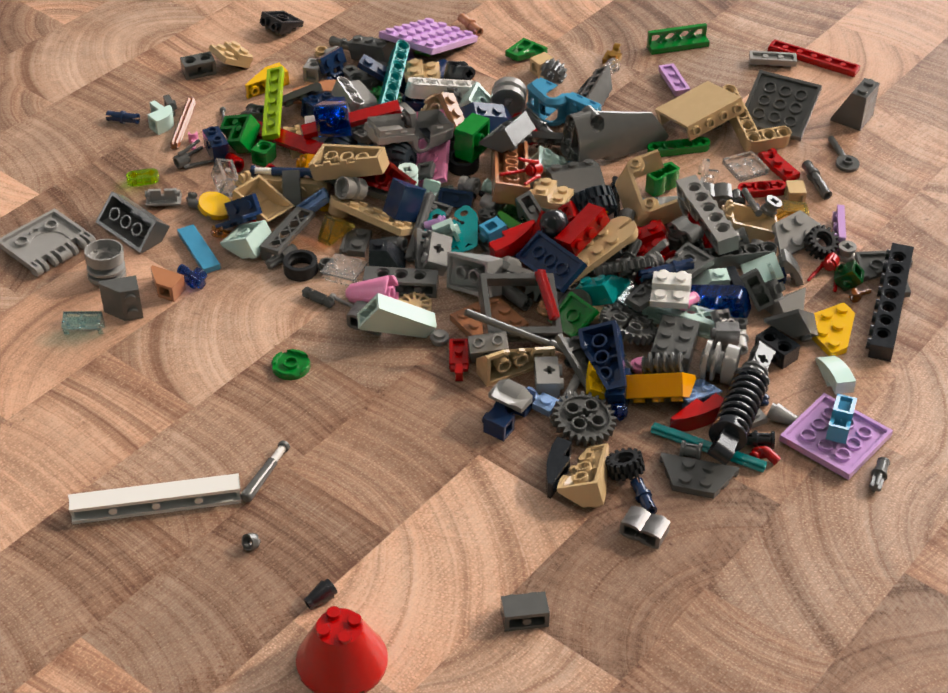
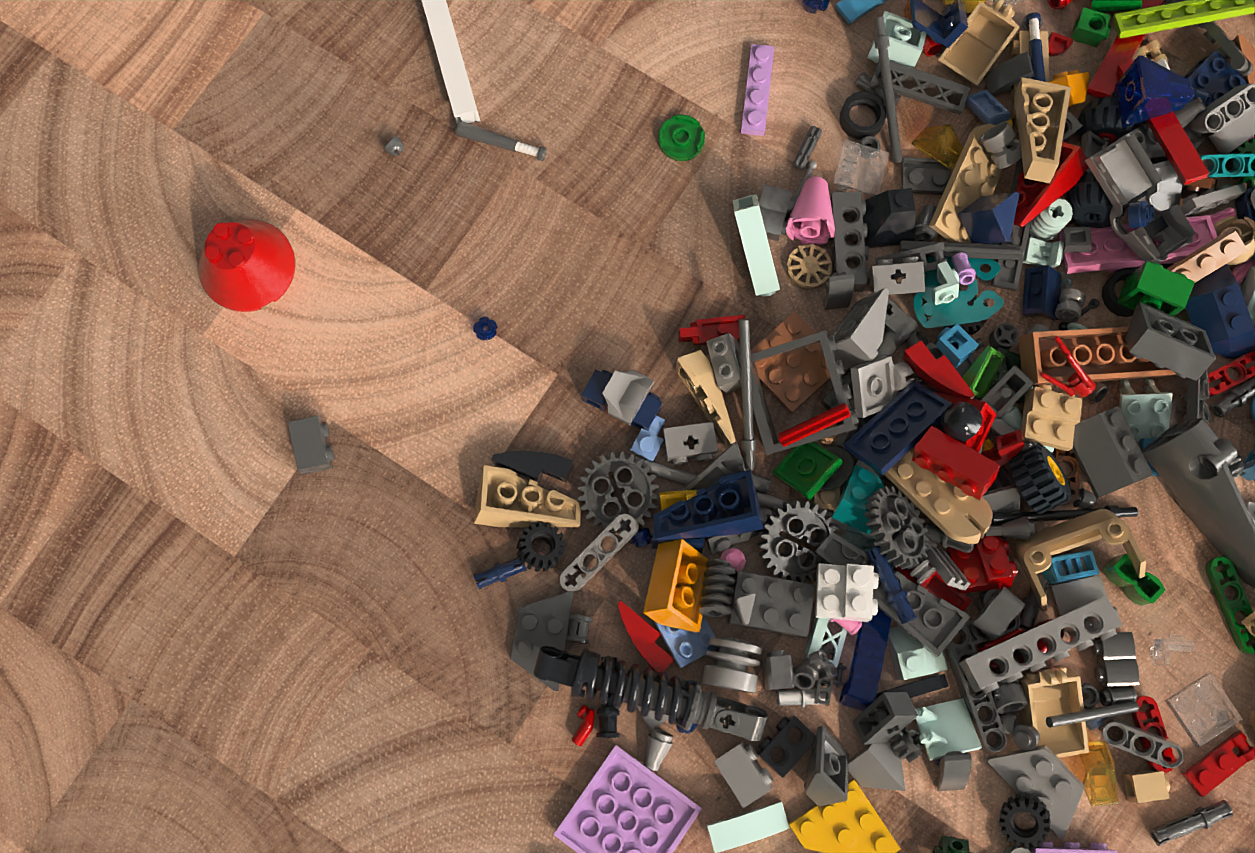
camera: 85 degrees right, 35 degrees up
(255, 235) = (882, 44): none -> dark grey bar
(261, 319) = (757, 90): none -> lavender plate
(320, 594) = (326, 231): black cone -> none
(422, 129) = (1140, 214): none -> dark blue plate
(434, 492) = (489, 333): none -> clear blue plate
(439, 337) = (751, 304): light grey plate -> none
(441, 283) = (839, 291): none -> dark grey slope
(634, 429) = (600, 554): none -> light grey beam
(644, 527) = (446, 575): flat silver brick -> none
(677, 436) = (595, 643): teal axle -> none
(681, 340) = (744, 608): none -> light grey slope
(767, 233) = (1026, 737): none -> flat silver plate
(770, 180) = (1153, 753): none -> light grey beam
(771, 205) = (1082, 740): dark grey wheel -> none
(797, 367) = (744, 773): none -> light grey brick
(830, 263) = (984, 832): red plant -> none
(841, 418) = (645, 829): dark azure slope -> none

